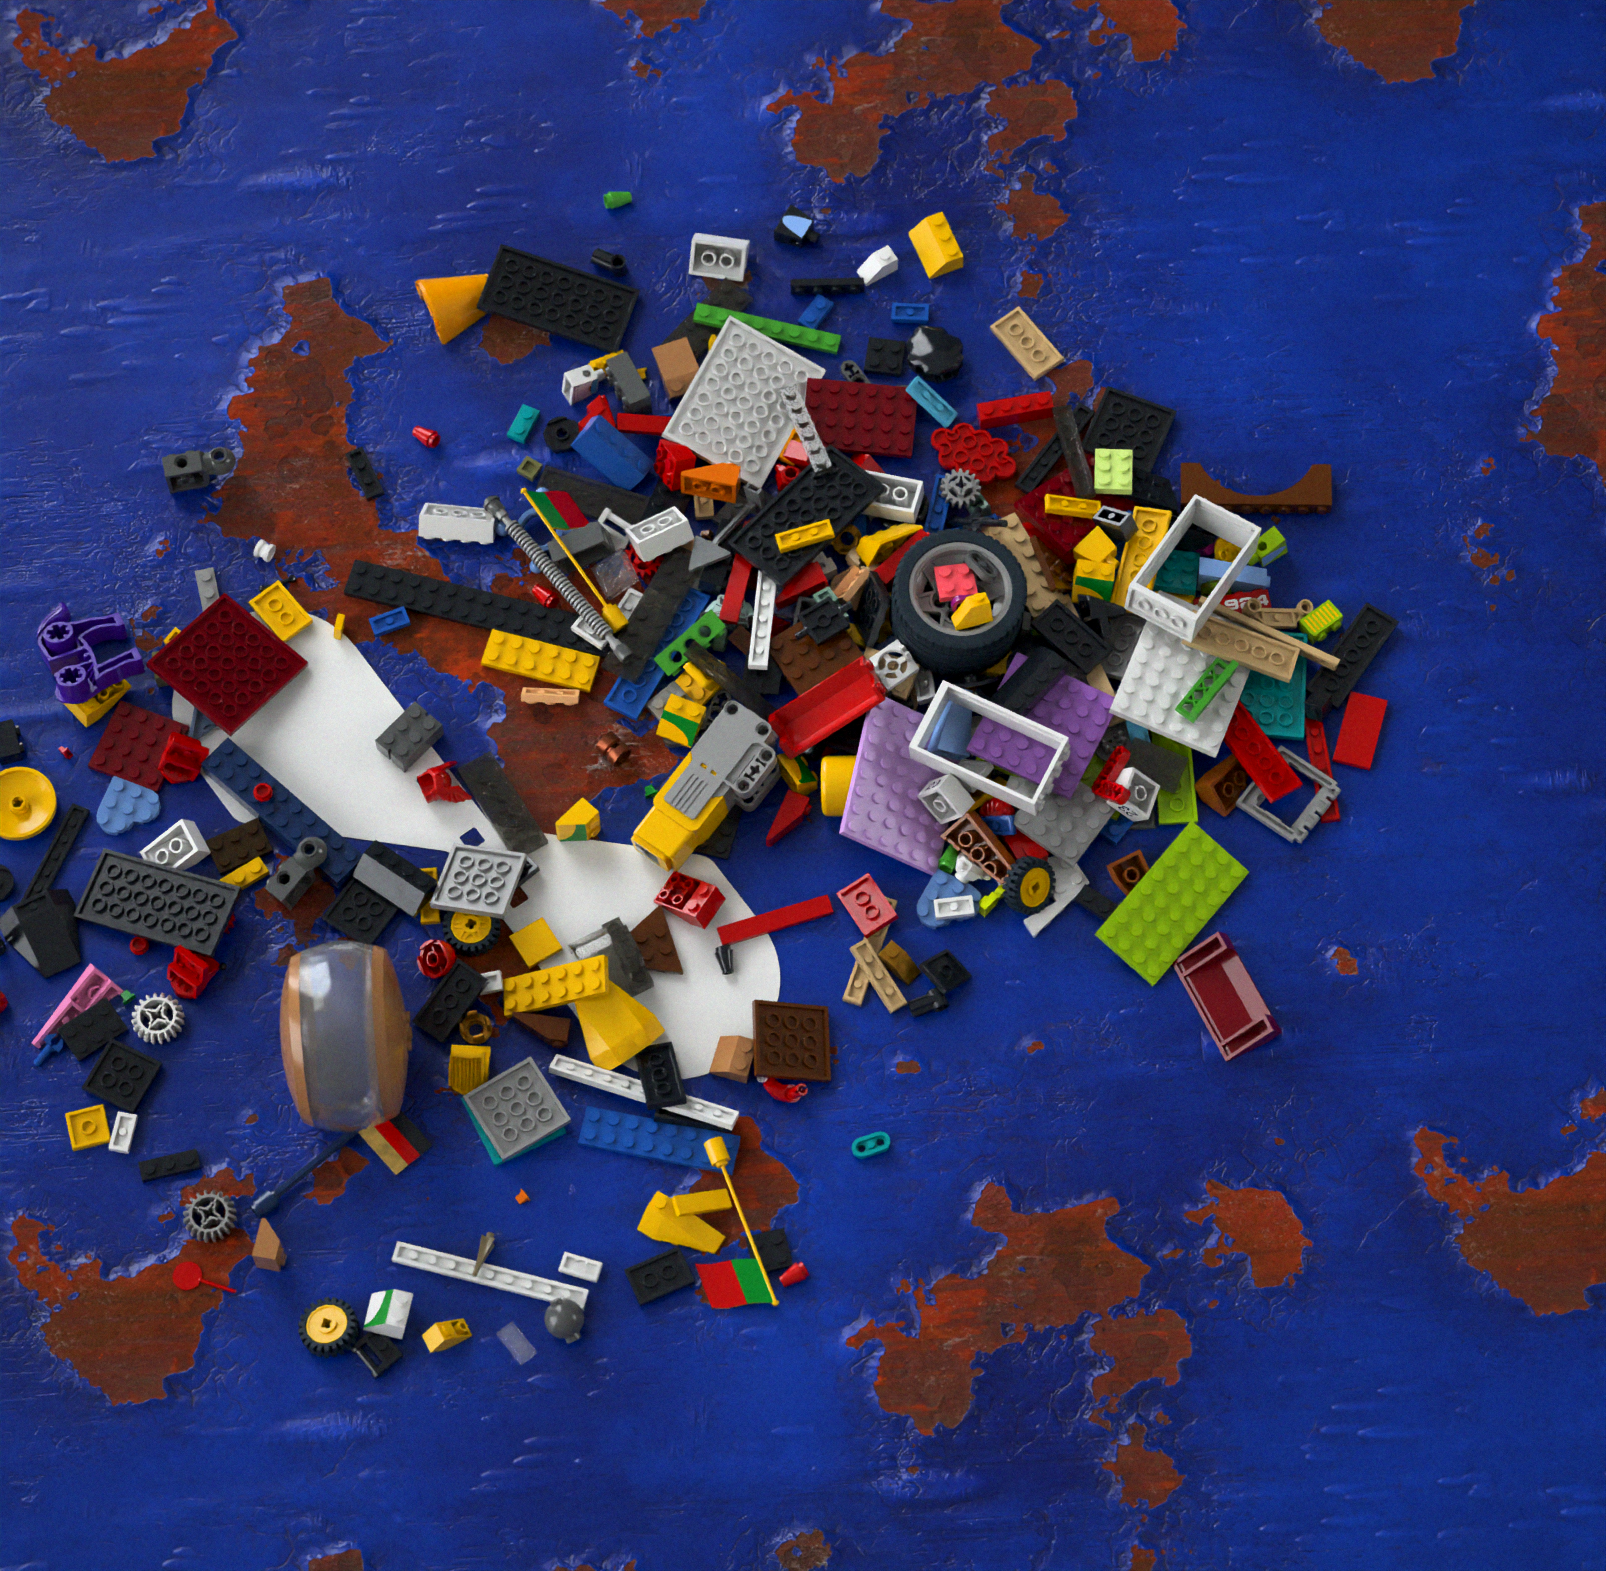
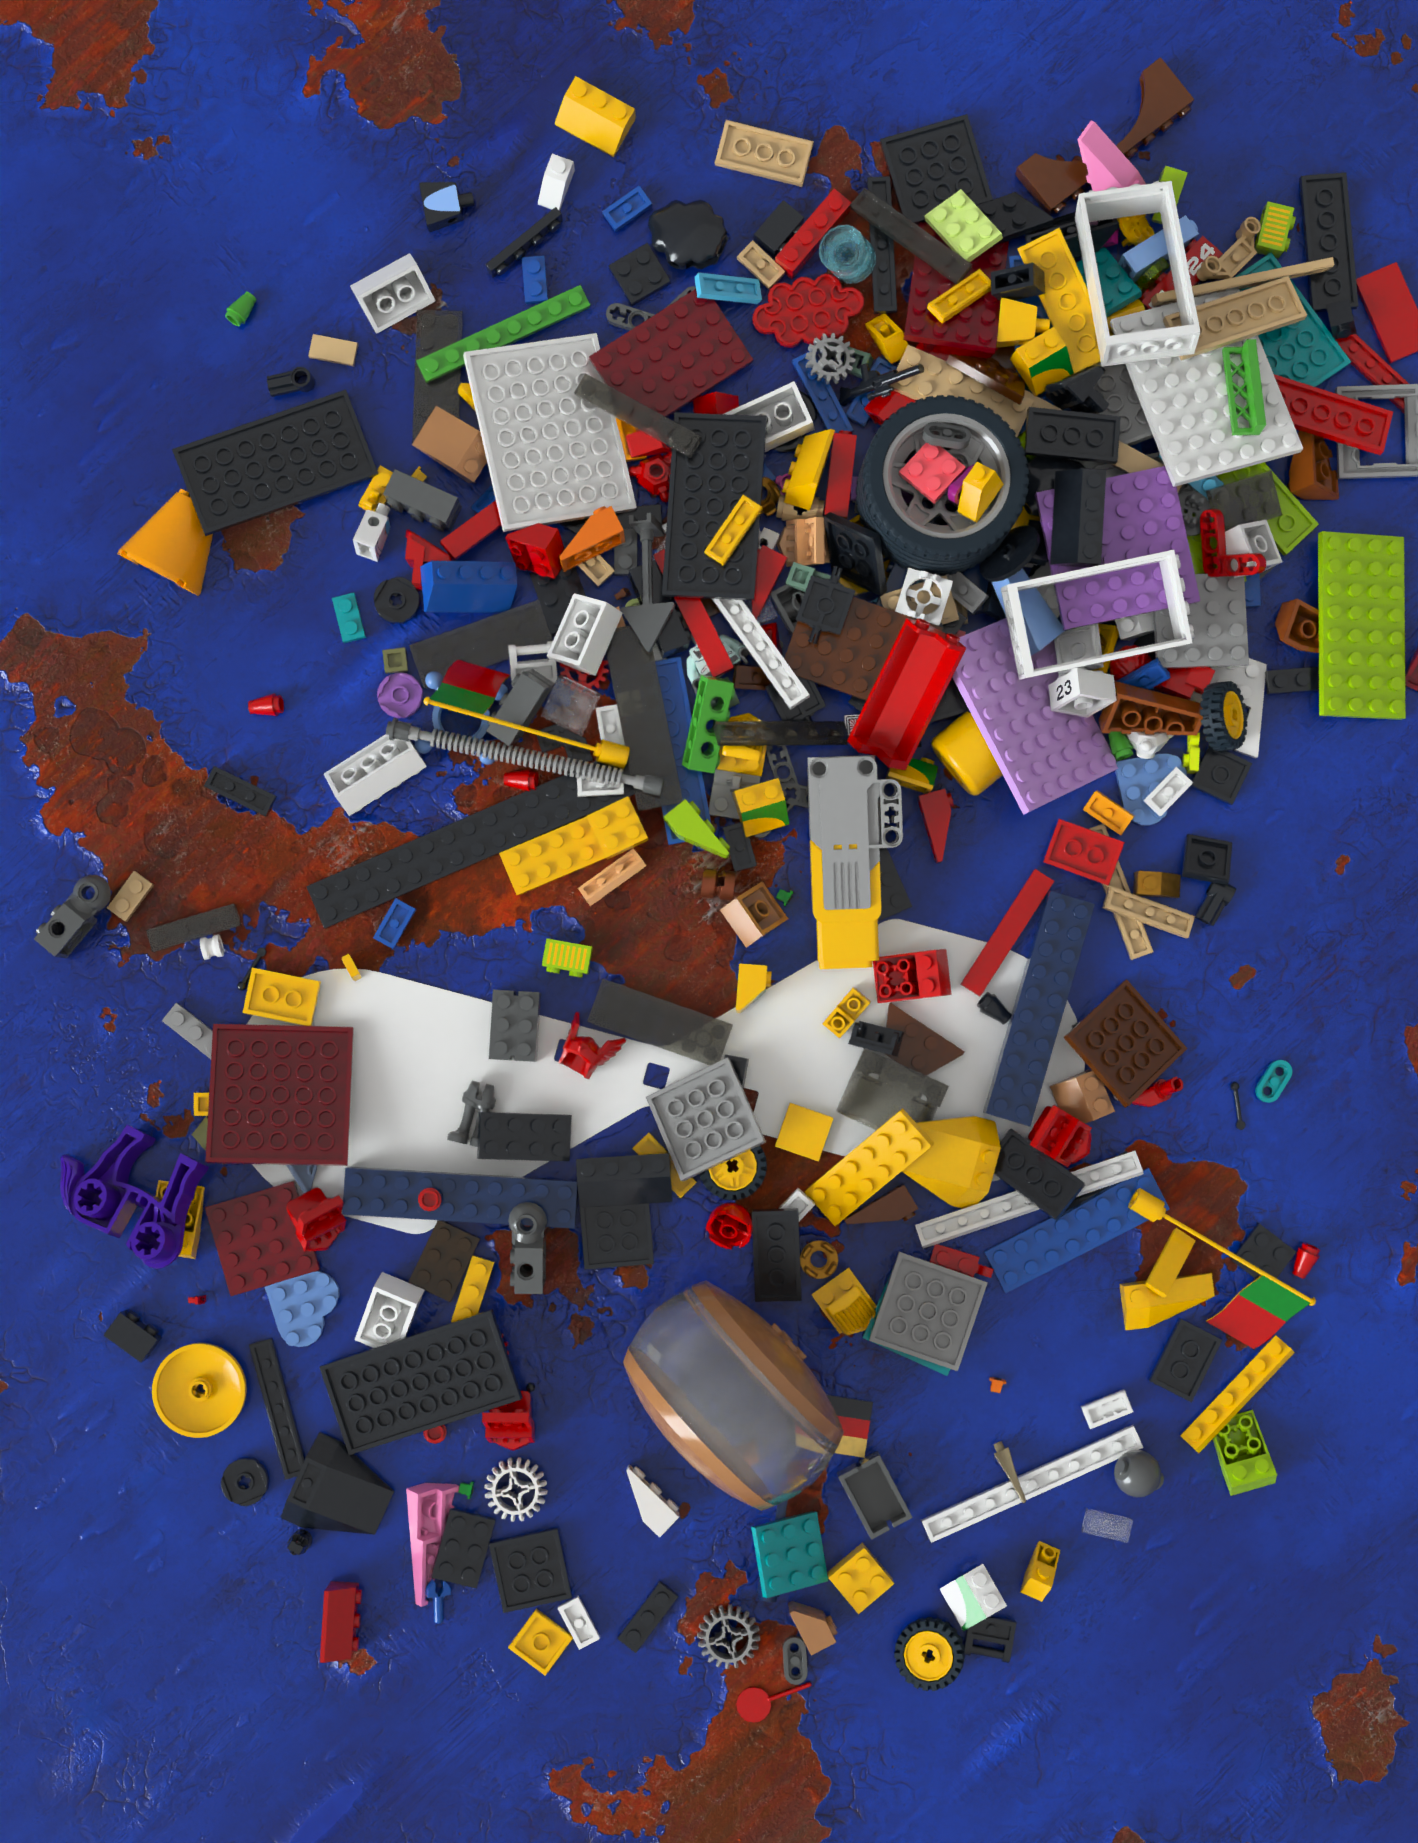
camera: 40 degrees left, 20 degrees up
(233, 1098) = (653, 1507): none -> white slope
(237, 1265) = (795, 1659): none -> dark grey plate
(242, 485) = (130, 896): none -> tan plate
(260, 530) = (193, 927): none -> clear smoke plate
(294, 1192) = (789, 1554): none -> teal plate
(326, 1245) = (860, 1578): none -> yellow brick
(345, 762) = (471, 1102): none -> dark grey piece
(355, 806) = (524, 1136): none -> black plate
(381, 1198) = (874, 1495): none -> dark grey piece
(479, 722) = (567, 956): none -> lime brick
(510, 491) = (400, 695): none -> medium lavender tile
(567, 1100) = (959, 1261): none -> red plate
(578, 664) = (617, 827): none -> yellow brick
(584, 589) = (572, 751): none -> black tile
(620, 785) = (754, 914): none -> medium nougat slope
(625, 697) = (689, 827): none -> lime slope
(627, 891) = (846, 1012): none -> yellow slope
(631, 917) = (876, 1038): none -> black hinge
(645, 1365) = (1244, 1454): none -> lime slope
(646, 739) = (740, 847): none -> black plate
(653, 263) = (333, 350): none -> tan tile
(674, 1324) = (1237, 1394): none -> yellow plate
(698, 1065) = (1061, 1136): none -> red piece
(753, 979) = (1038, 1008): none -> dark blue brick
(825, 1158) = (1239, 1124): none -> black hinge
(905, 894) = (1108, 812): none -> light orange plate
(966, 405) = (761, 265): none -> tan plate
(995, 389) = (778, 229): none -> black brick
(1000, 927) = (1221, 775): none -> black plate
(1007, 502) = (887, 337): none -> yellow slope
(1024, 435) = (843, 244): none -> clear light blue wheel
(1234, 491) = (1105, 162): none -> bright pink wedge

